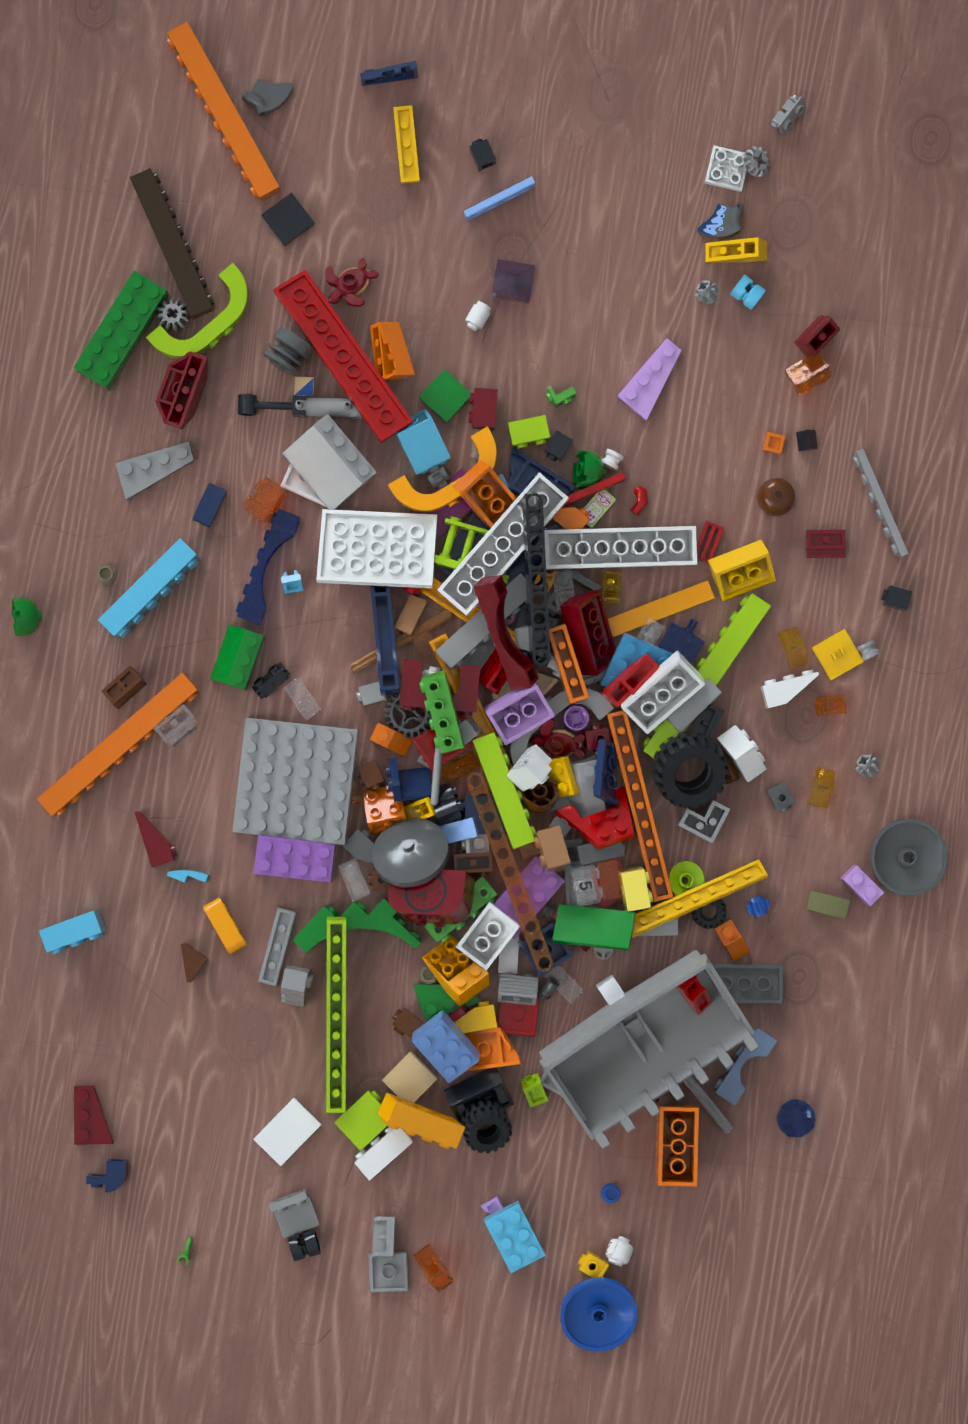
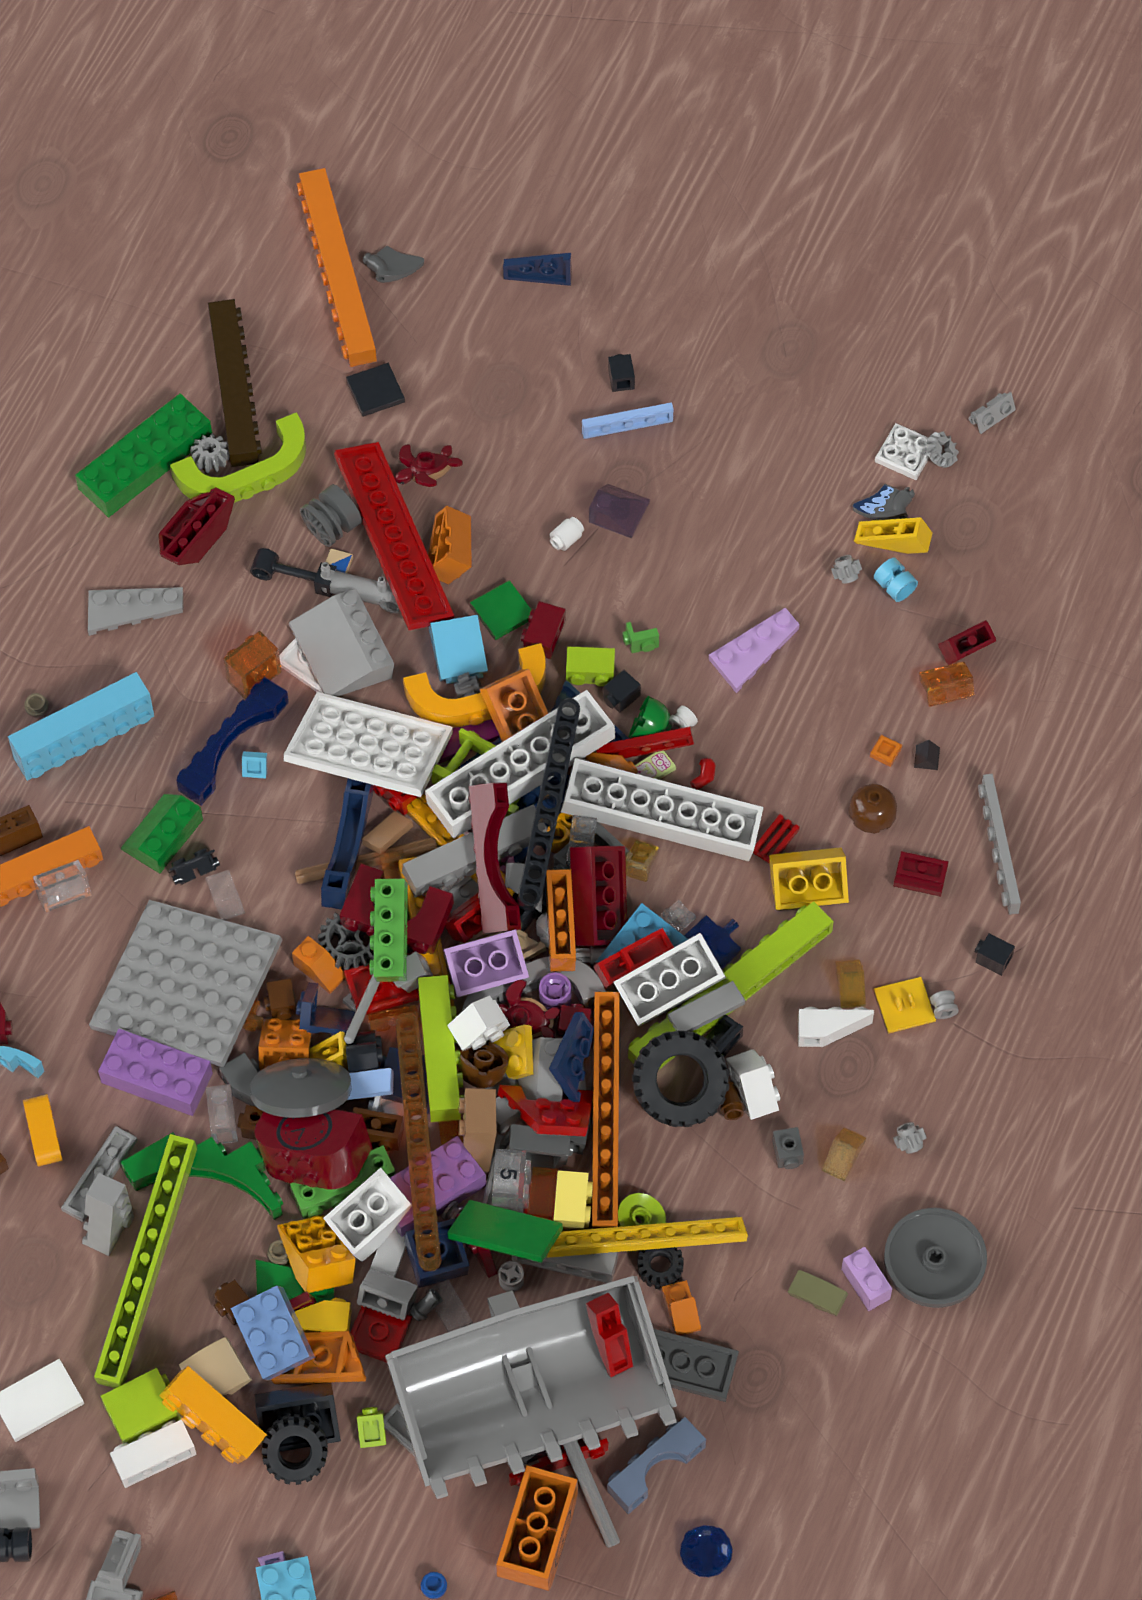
camera: 20 degrees right, 25 degrees down
(209, 505) = (183, 659): dark blue slope -> none
(370, 694) = (309, 909): light grey brick -> none
(406, 144) = (536, 344): yellow plate -> none
(661, 608) = (702, 898): light orange tile -> none
(706, 825) = (684, 1156): light grey brick -> none
(758, 906) = (725, 1271): blue gear -> none
(830, 705) = (881, 1056): clear orange bracket -> none

